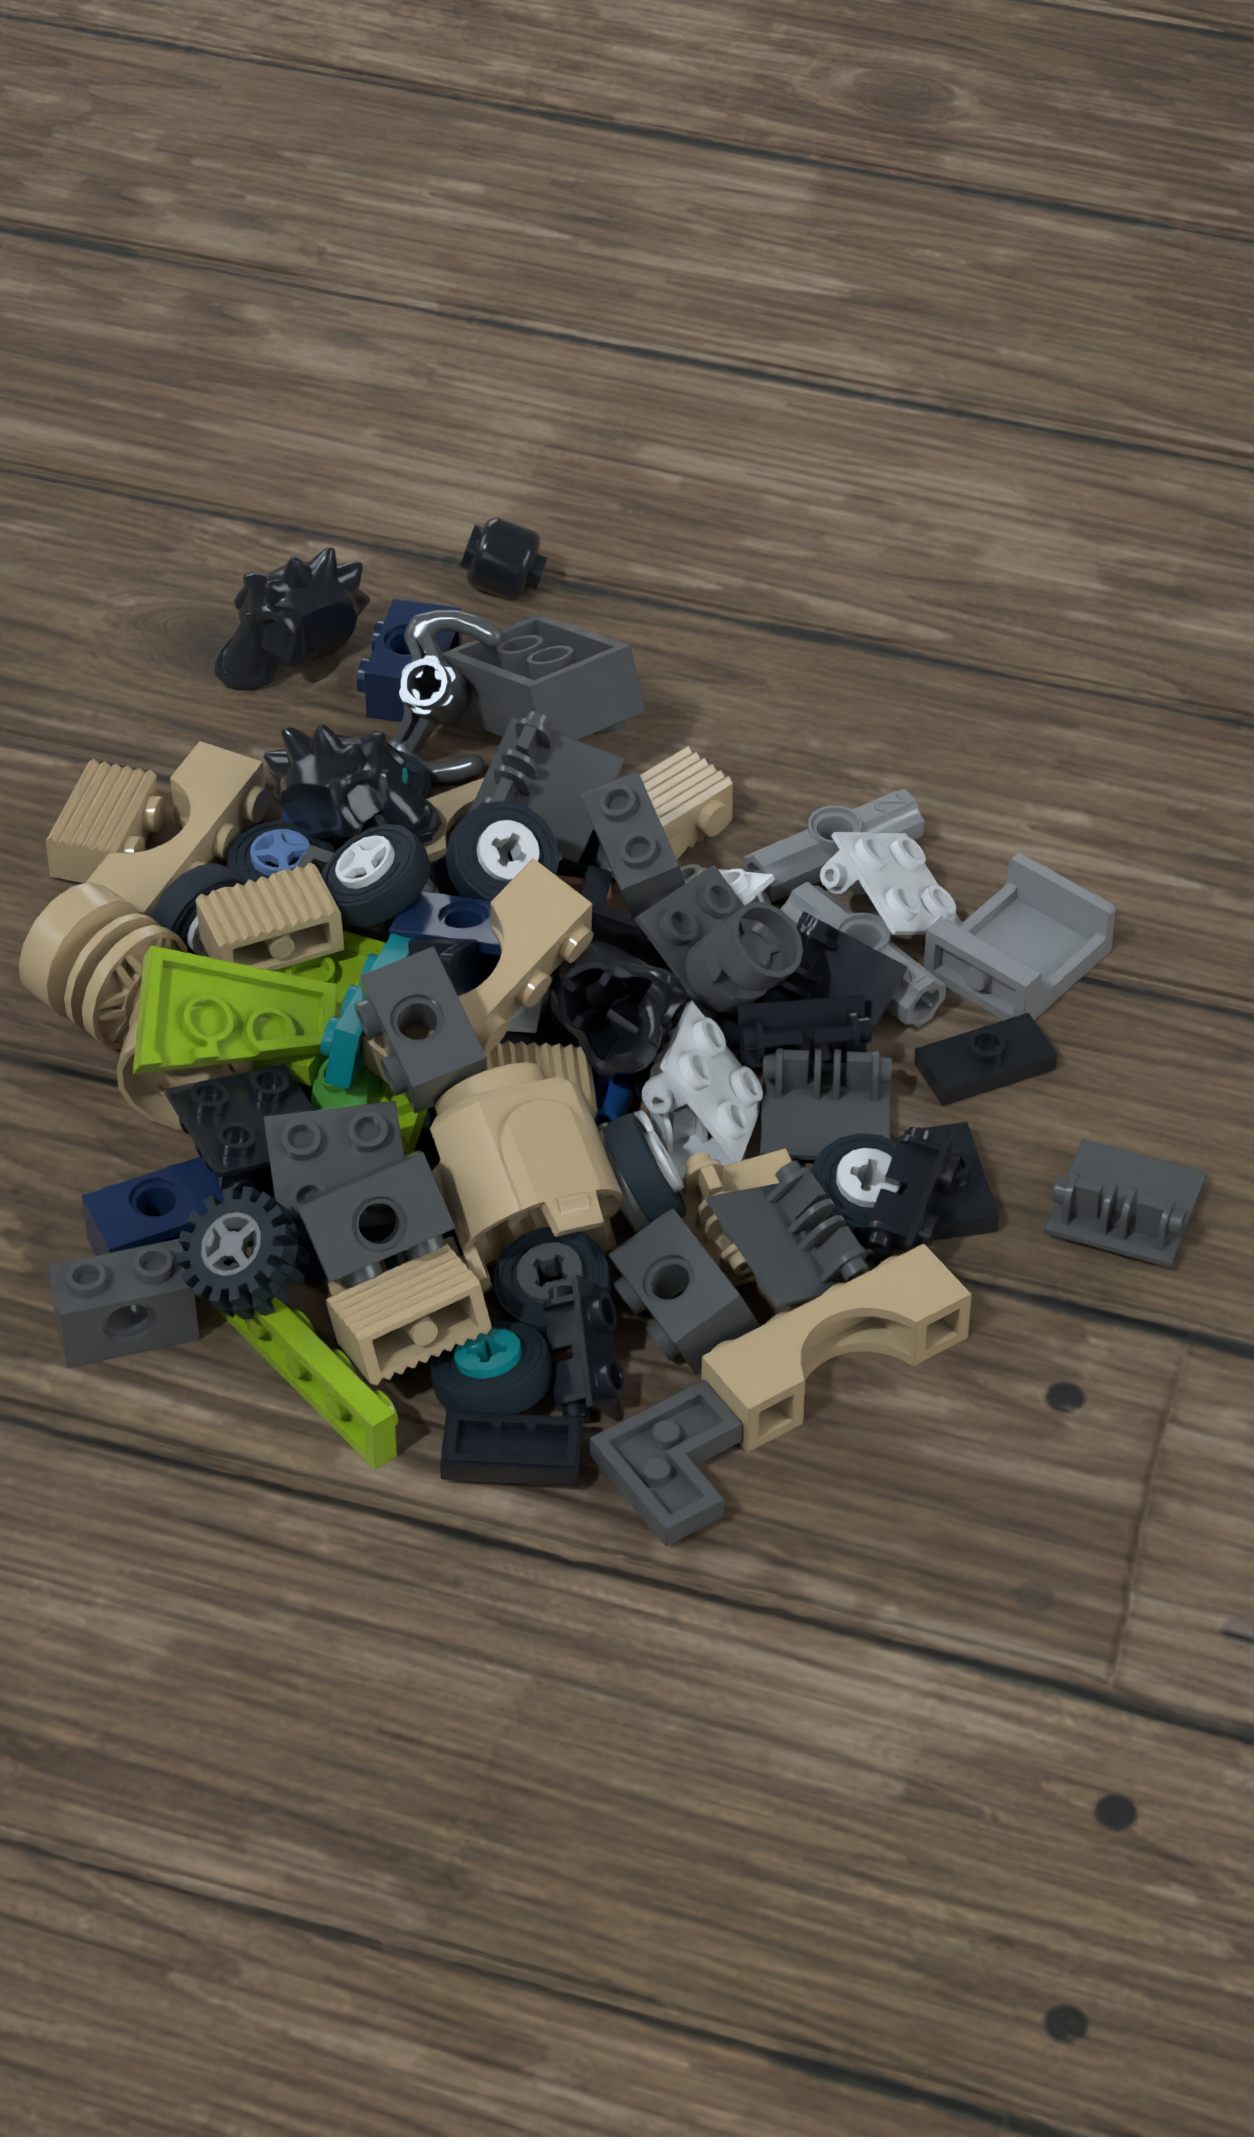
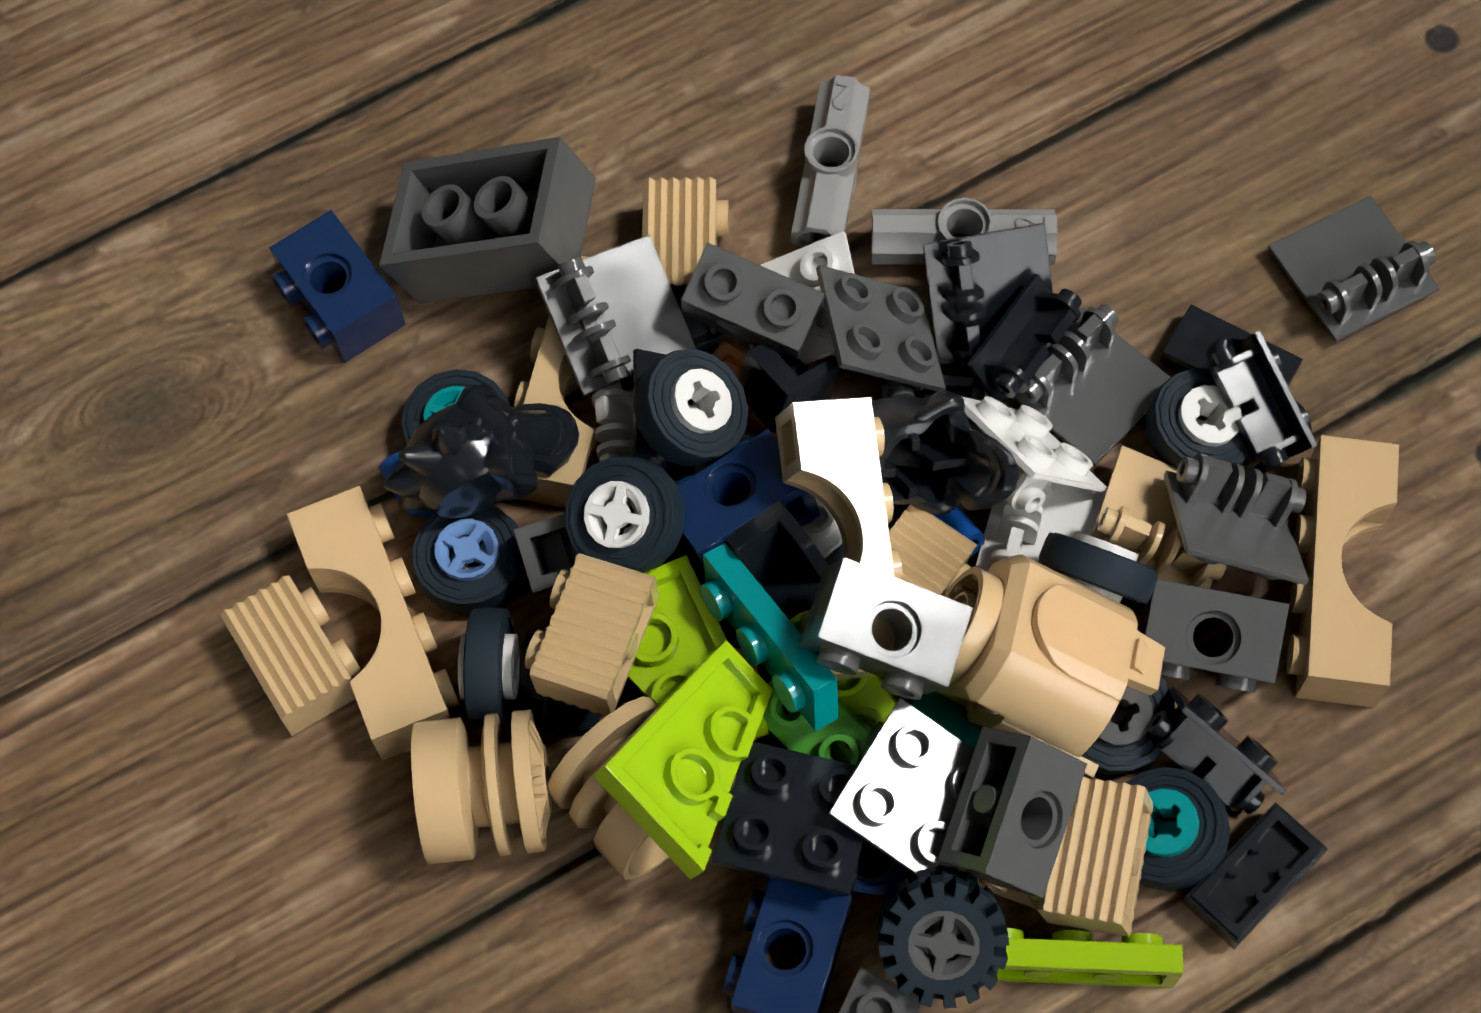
camera: 45 degrees left, 20 degrees up
(291, 618) = (203, 341): black head -> none
(438, 690) = (416, 299): dark grey piece -> none
(503, 558) = (288, 134): black head -> none
(656, 1459) = (1349, 787): dark grey plate -> none
(744, 957) = (948, 325): dark grey wheel -> none
(893, 876) = (910, 154): white hinge -> none
(985, 1059) = (1129, 241): black plate -> none
(1022, 942) = (1042, 126): light grey panel -> none

